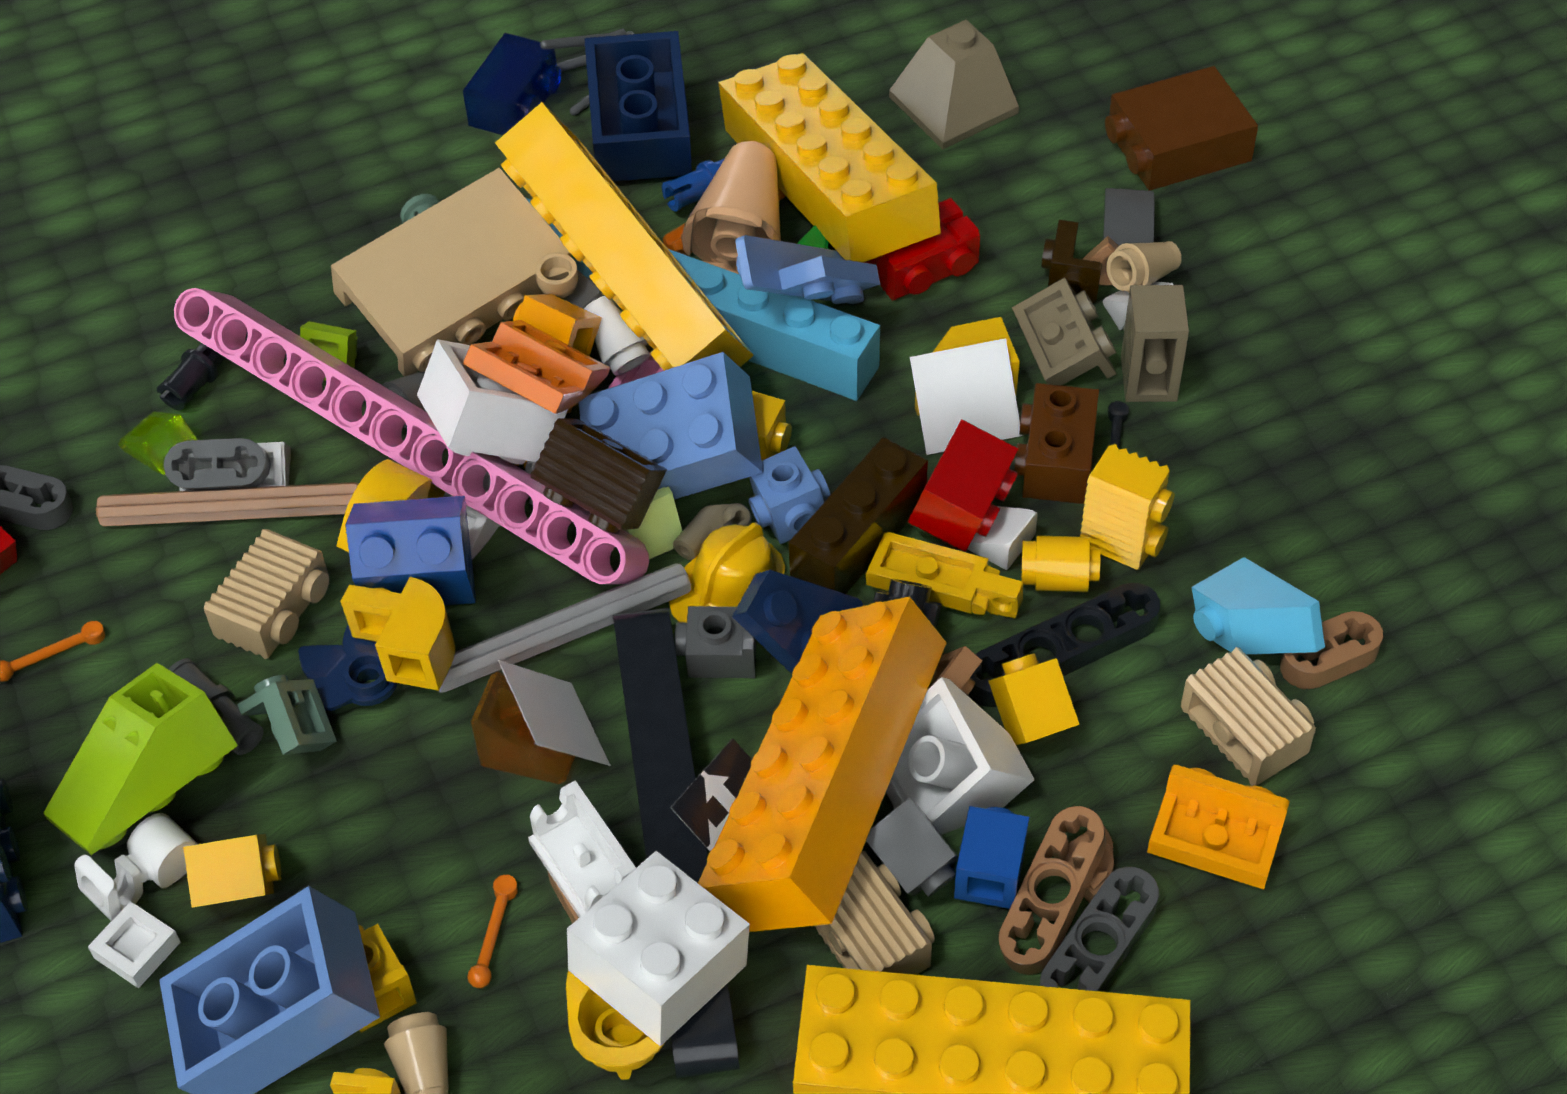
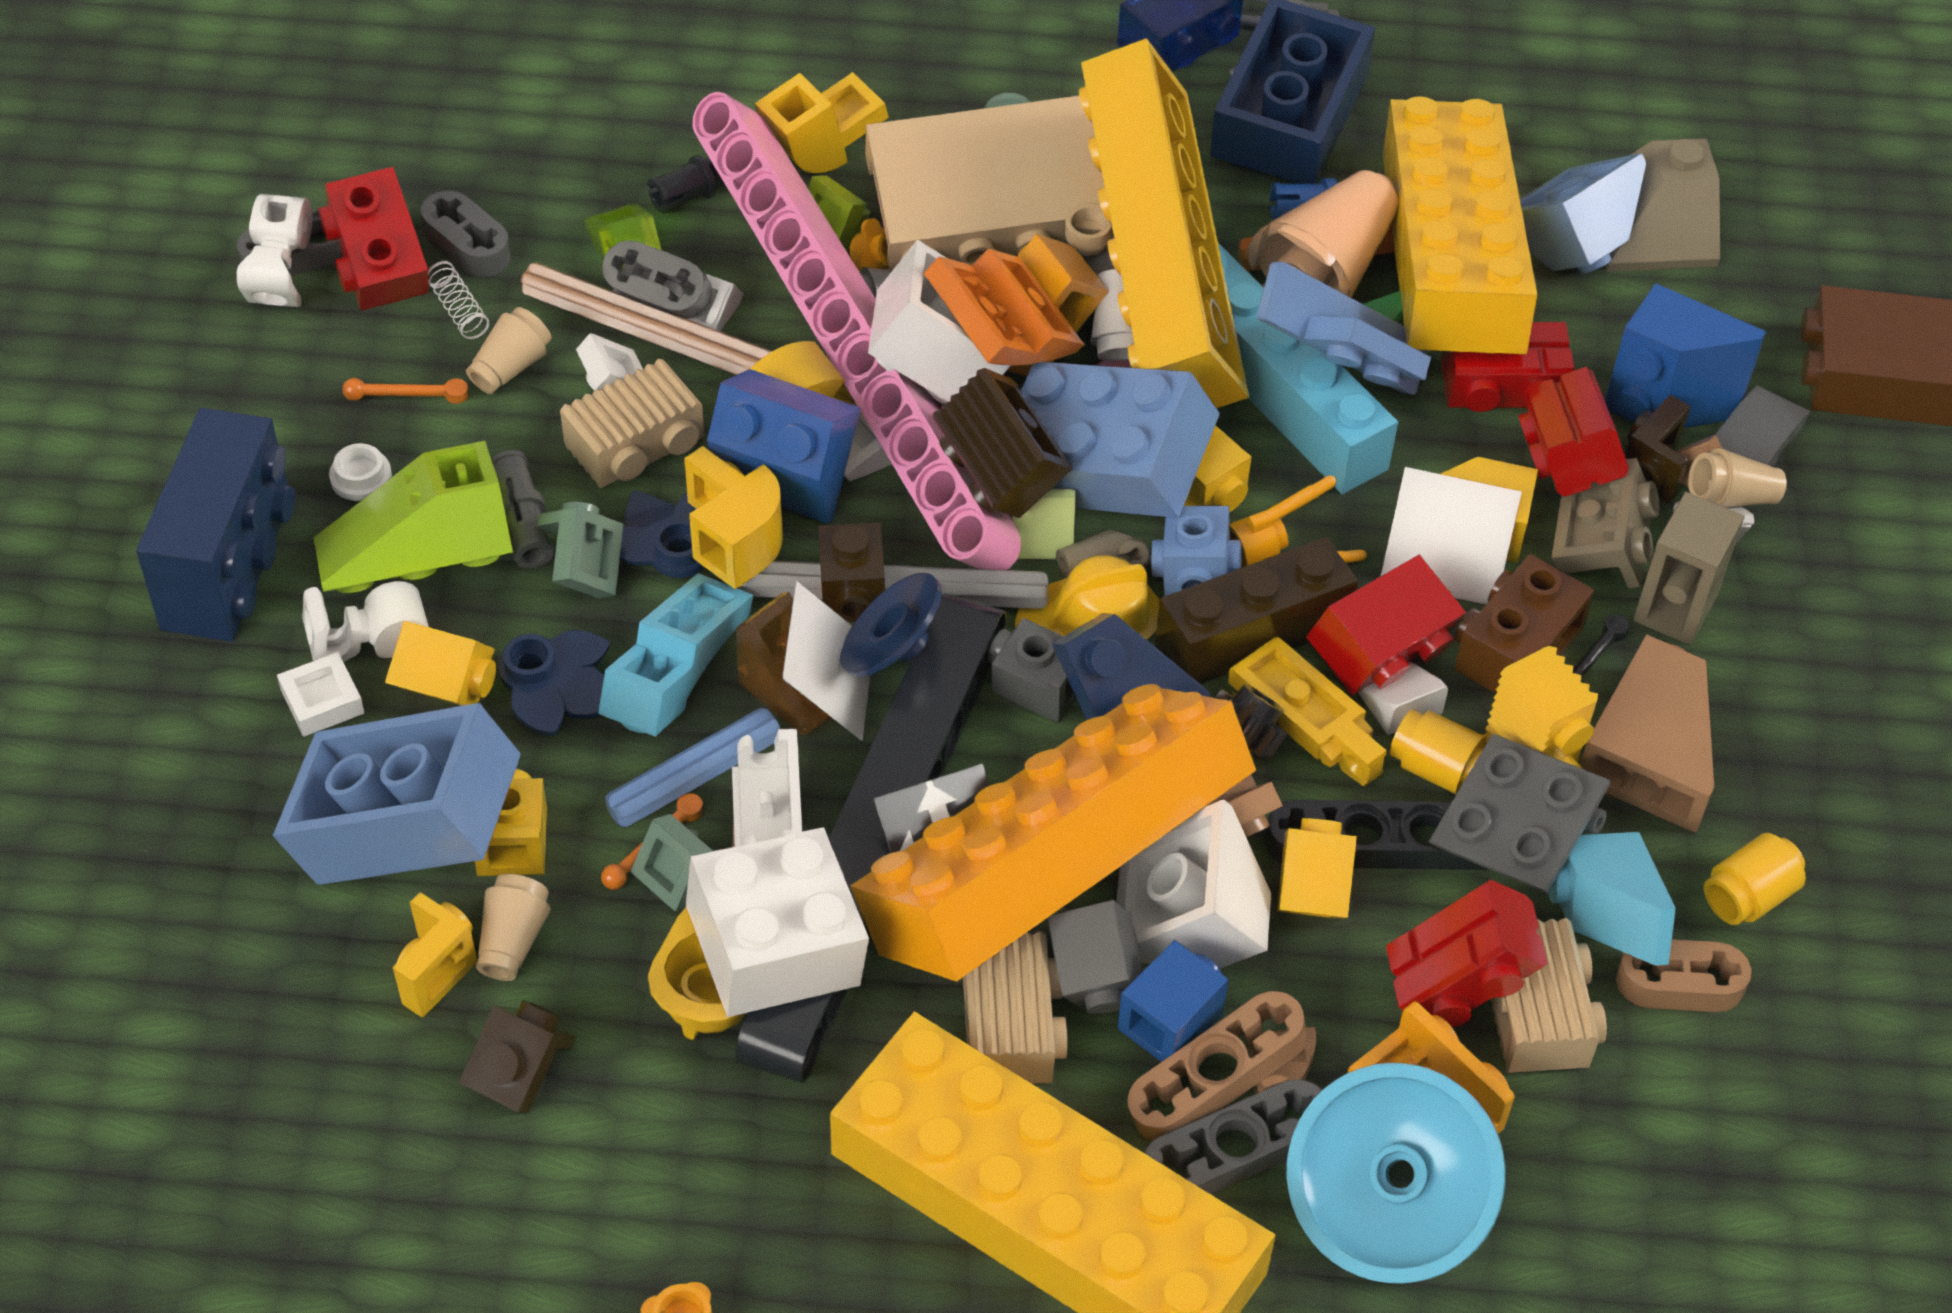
camera: 25 degrees right, 0 degrees up
(52, 739) = (358, 471): none -> white plate
(69, 568) = (446, 282): none -> white piece
(121, 578) = (509, 349): none -> tan cone
(215, 552) = (606, 361): none -> white plate
(276, 280) = (820, 125): none -> yellow brick
(337, 835) = (561, 682): none -> dark blue plate
(379, 363) = (870, 246): none -> light orange plate
(419, 768) = (671, 652): none -> medium azure slope
(488, 854) = (689, 768): none -> medium blue axle
(526, 629) = (851, 567): none -> dark brown bracket
(526, 940) = (665, 859): none -> sand green tile
(592, 660) = (892, 626): none -> dark blue dish
(824, 451) = (1265, 535): none -> light orange plant
(911, 105) = (1583, 213): none -> medium blue slope
(1007, 278) = (1572, 433): none -> red brick
(1052, 184) = (1683, 352): none -> blue slope
(1154, 583) = (1521, 813): none -> dark grey hinge
(1187, 710) = (1468, 953): none -> red brick
(1211, 478) = (1657, 736): none -> medium nougat slope
(1284, 913) = (1344, 1161): none -> medium azure dish
(1338, 554) = (1755, 879): none -> yellow brick

